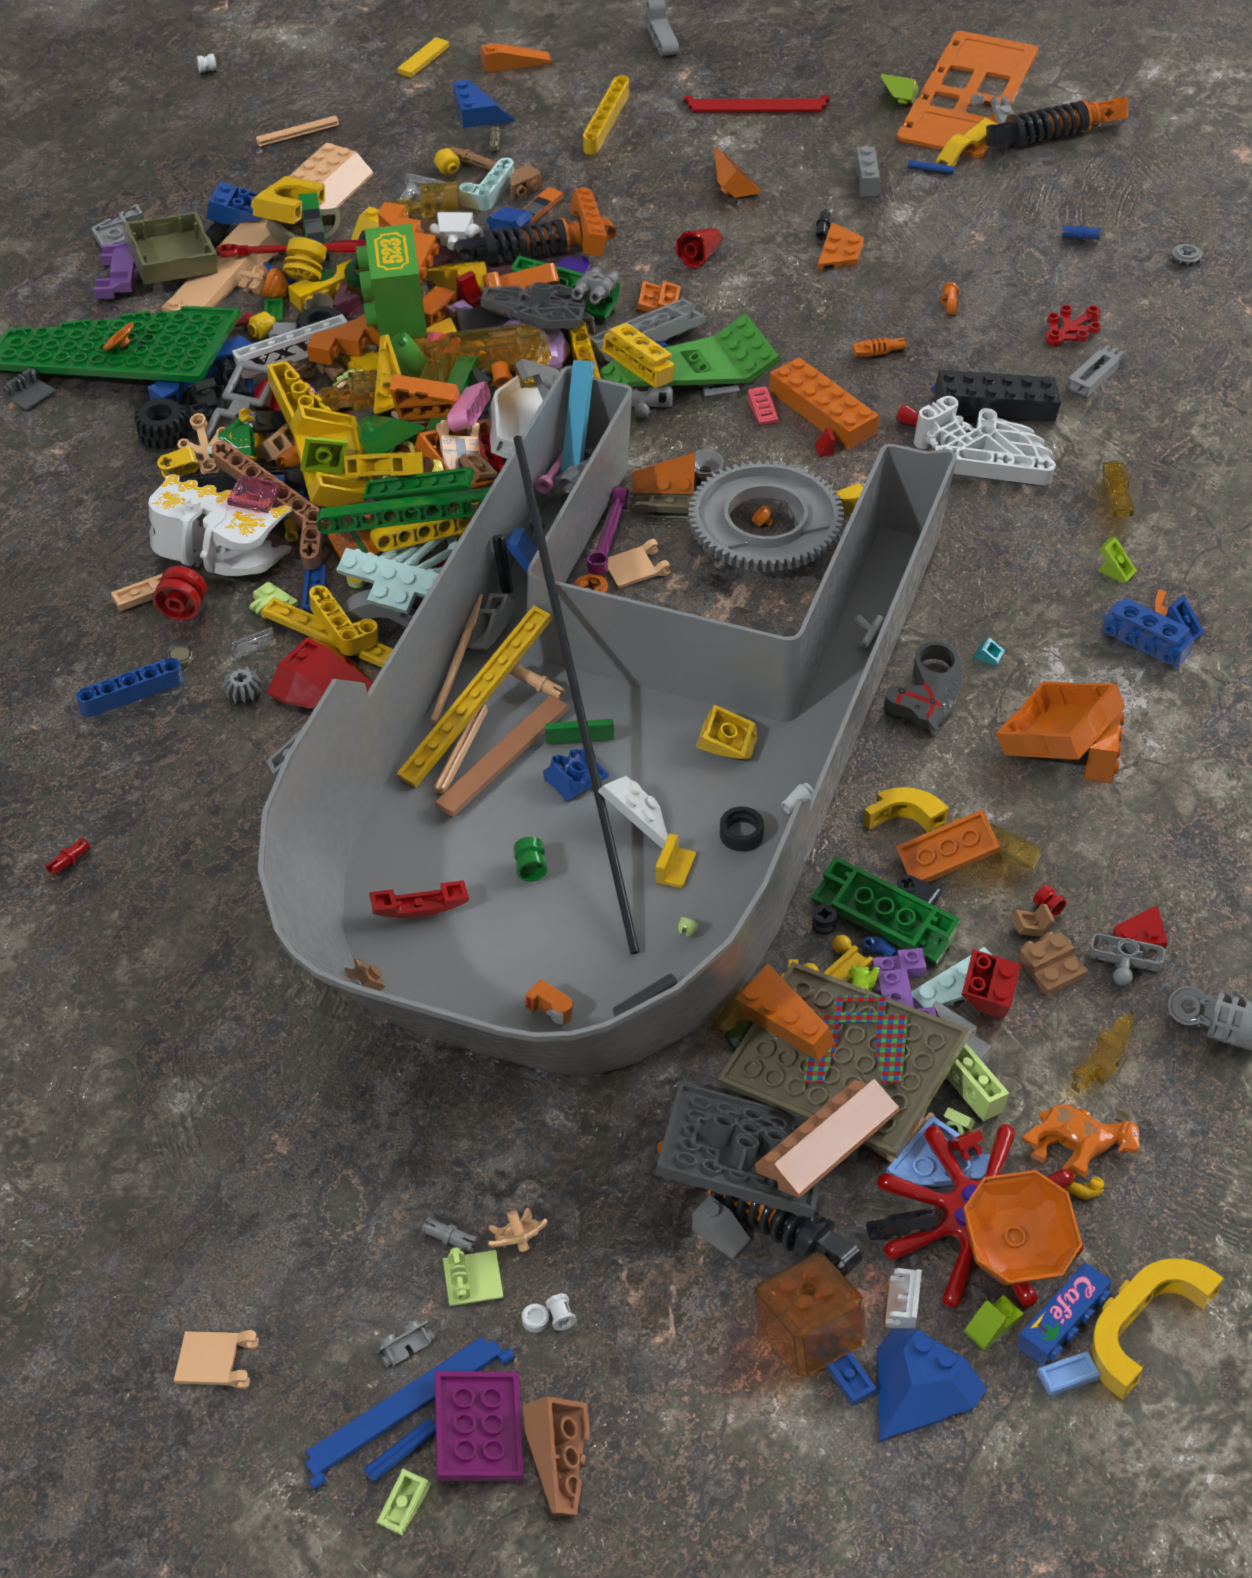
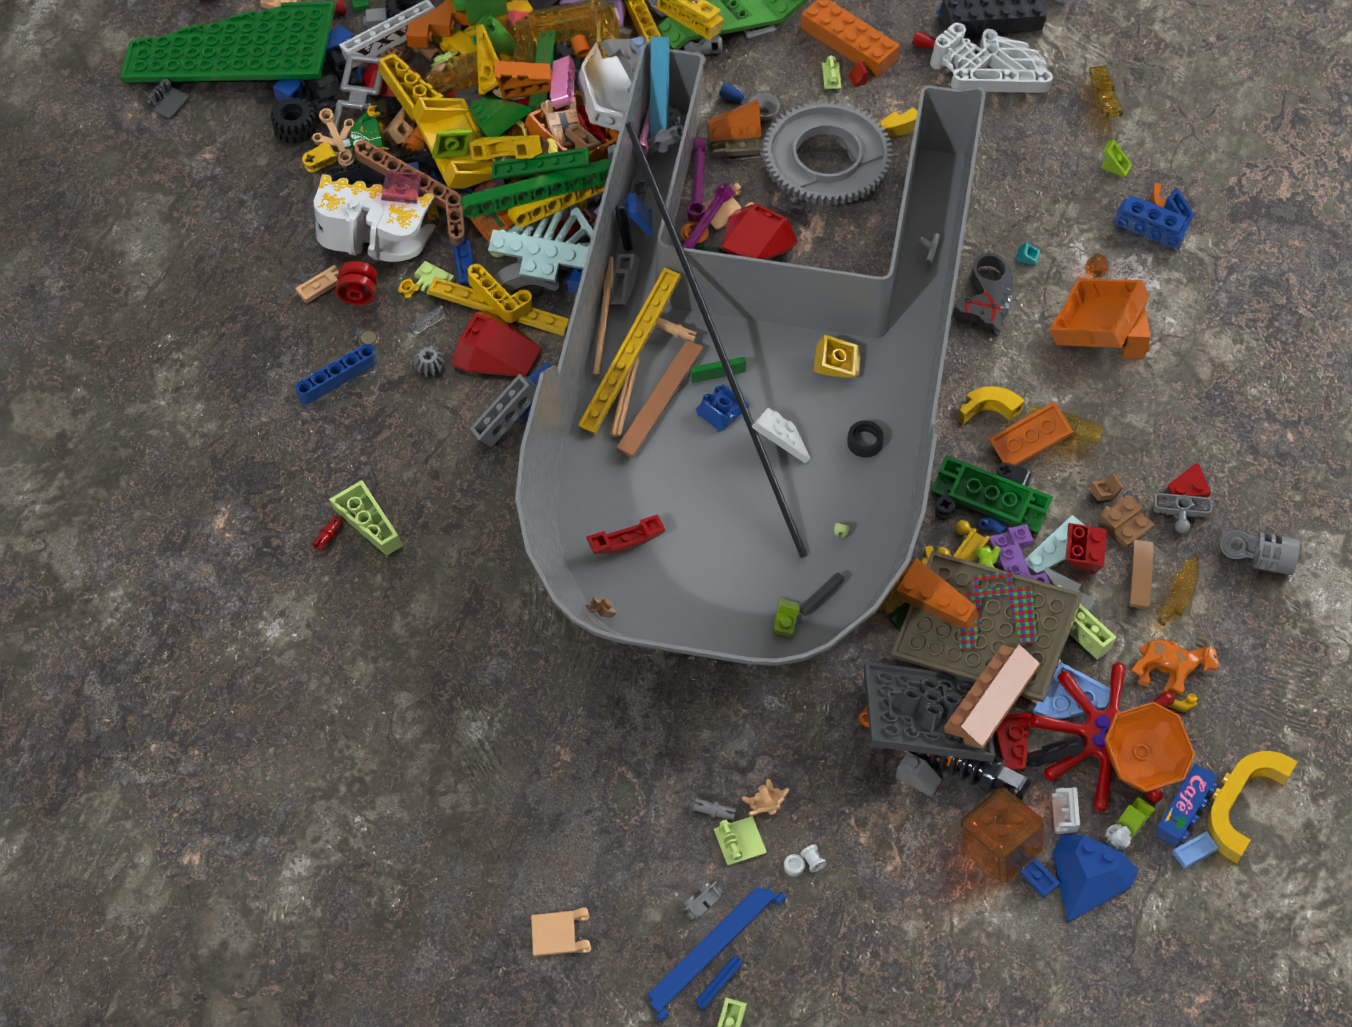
camera: 10 degrees left, 10 degrees up
(115, 839) = (365, 515): none -> yellowish green wedge
(120, 338) = (237, 42): orange dish -> none
(240, 607) = (408, 283): none -> yellow plate
(260, 325) = (354, 12): yellow head -> none
(478, 1426) = (772, 955): magenta plate -> none
(530, 859) = (705, 488): green wheel -> none
(549, 1001) = (750, 609): orange leg -> none
(557, 1438) = (832, 955): nougat wedge -> none
(596, 1012) = (785, 617): none -> lime slope
(630, 549) = (723, 194): none -> magenta piece
(669, 587) = (758, 233): none -> red wedge
(670, 447) = (731, 93): none -> blue cone
(674, 863) = (818, 476): yellow panel -> none
(761, 404) = (793, 35): coral slope -> none
(762, 516) = (821, 150): orange tile -> none
(793, 439) = (831, 74): none -> yellowish green hinge
(800, 792) = (905, 405): white cone -> none
(851, 1201) = (1012, 740): none -> red wing
(959, 1120) = (1079, 662): yellowish green tile -> none
(965, 1141) = (1091, 679): red tile -> none
(966, 1340) = (1118, 836): none -> white gear
(1048, 896) = (1113, 466): red wheel -> none
(1058, 1026) = (1141, 574): none -> medium nougat slope
(1070, 671) = (1096, 265): none -> clear orange cone

